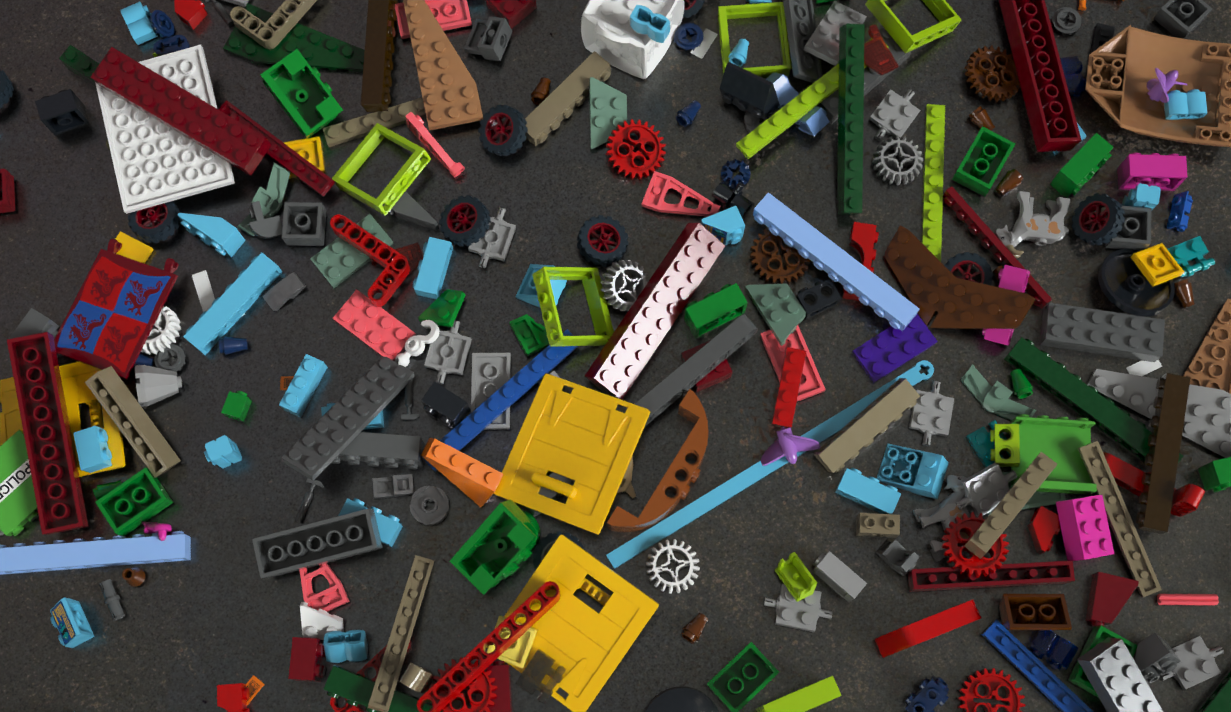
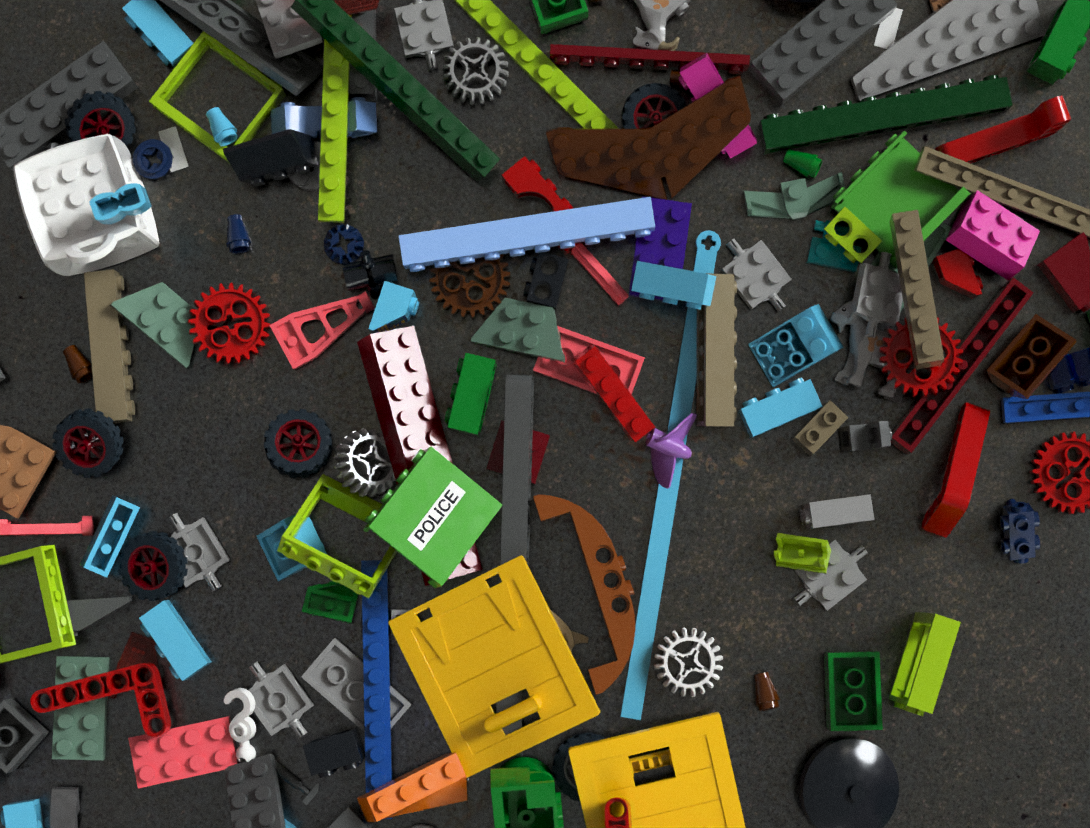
camera: 50 degrees left, 10 degrees up
(444, 308) = (228, 665): green wing -> none
(461, 184) = (109, 536): none -> medium azure brick
(628, 340) = (433, 515): none -> bright green panel
(849, 325) = (599, 273): none -> coral axle
(882, 366) = (673, 284): none -> medium azure brick
(1163, 453) = (989, 94): dark brown brick -> none

